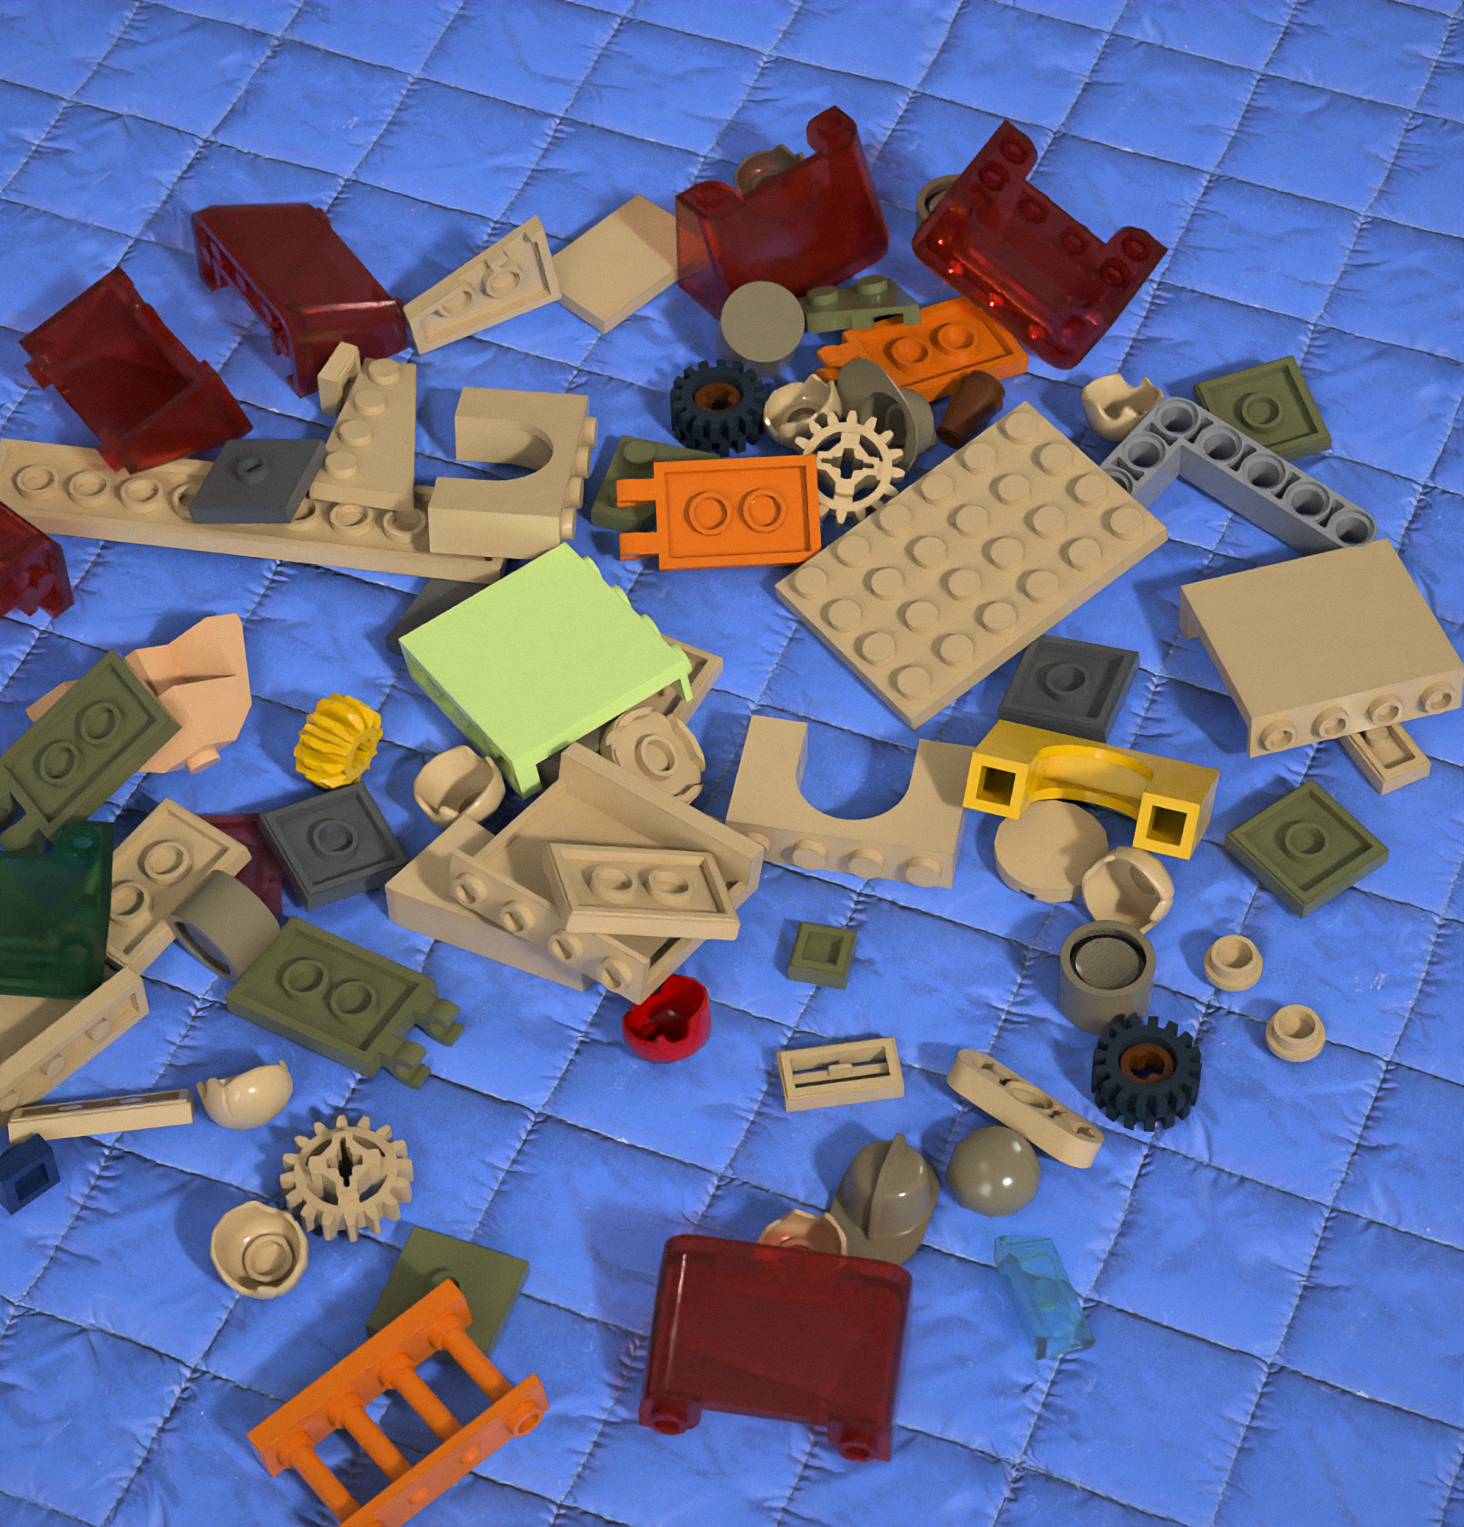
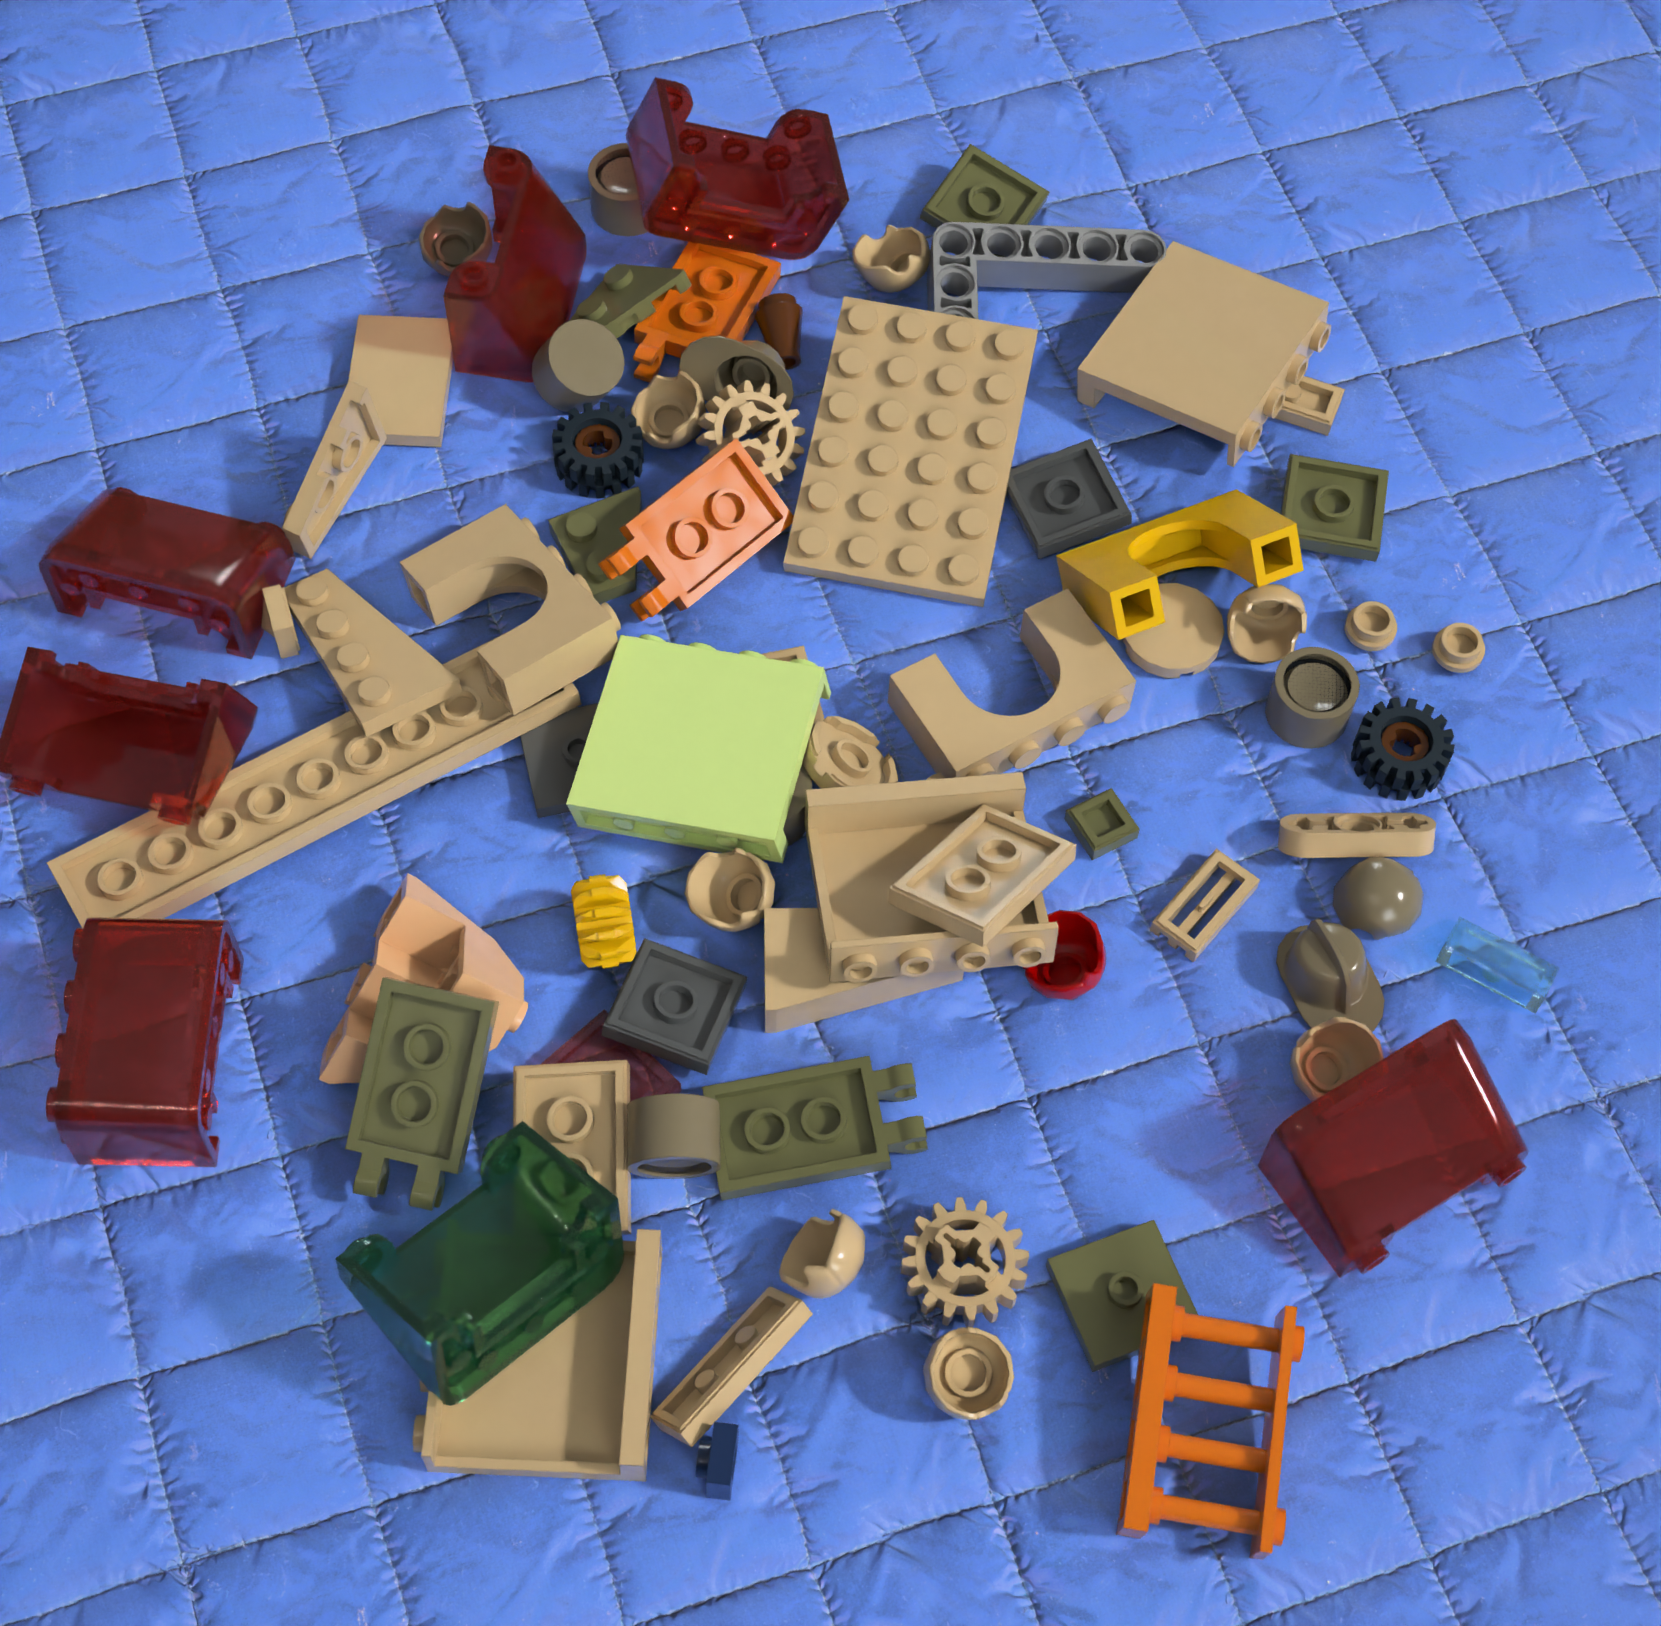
camera: 45 degrees left, 10 degrees up
(258, 481) = (320, 751): dark grey plate -> none

